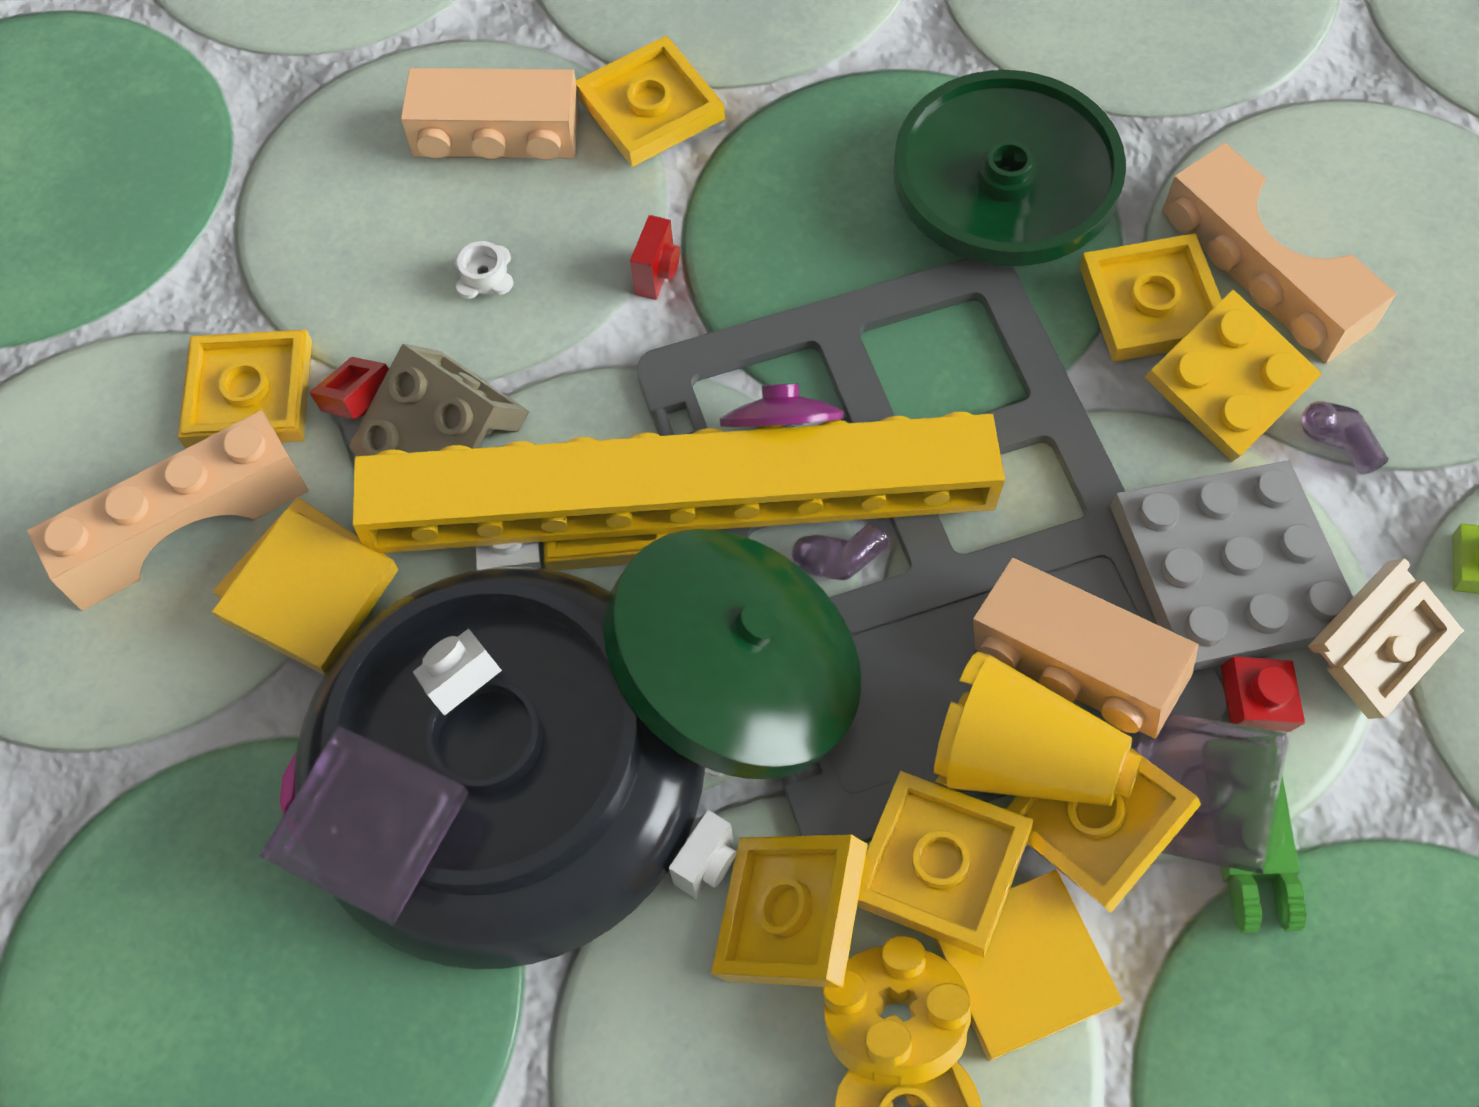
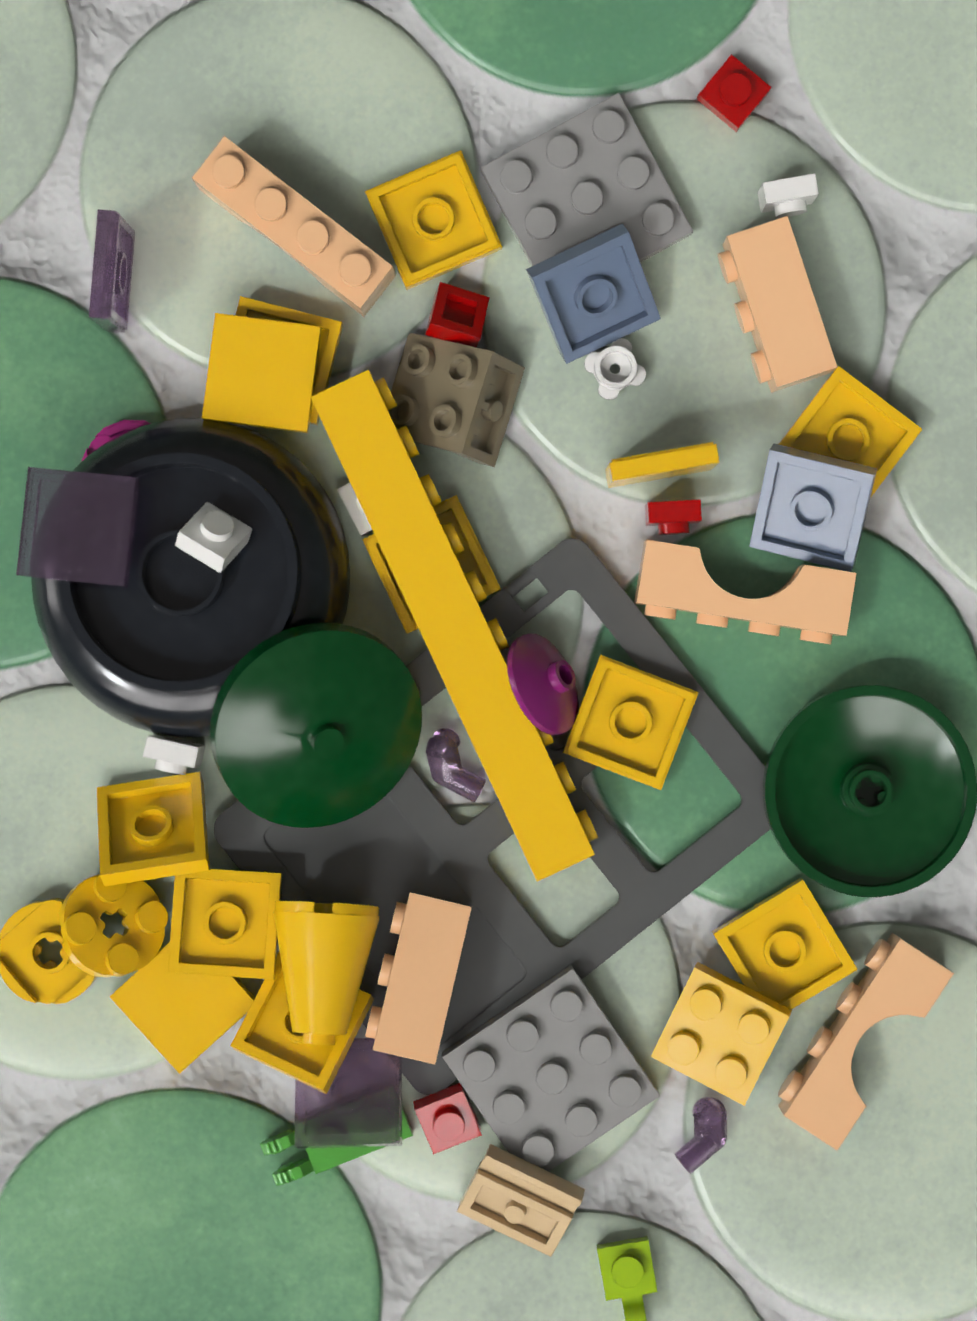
camera: 70 degrees right, 25 degrees up
(101, 707) = (111, 271): none -> clear purple tile
(277, 101) = (733, 93): none -> red plate
(305, 249) = (584, 182): none -> light grey plate
(389, 76) = (788, 195): none -> white plate
(395, 251) = (594, 293): none -> sand blue plate
(597, 236) = (662, 464): none -> yellow tile
(701, 132) = (812, 507): none -> plate
(726, 271) = (811, 601): none -> light nougat arch
(857, 359) = (630, 722): none -> yellow tile

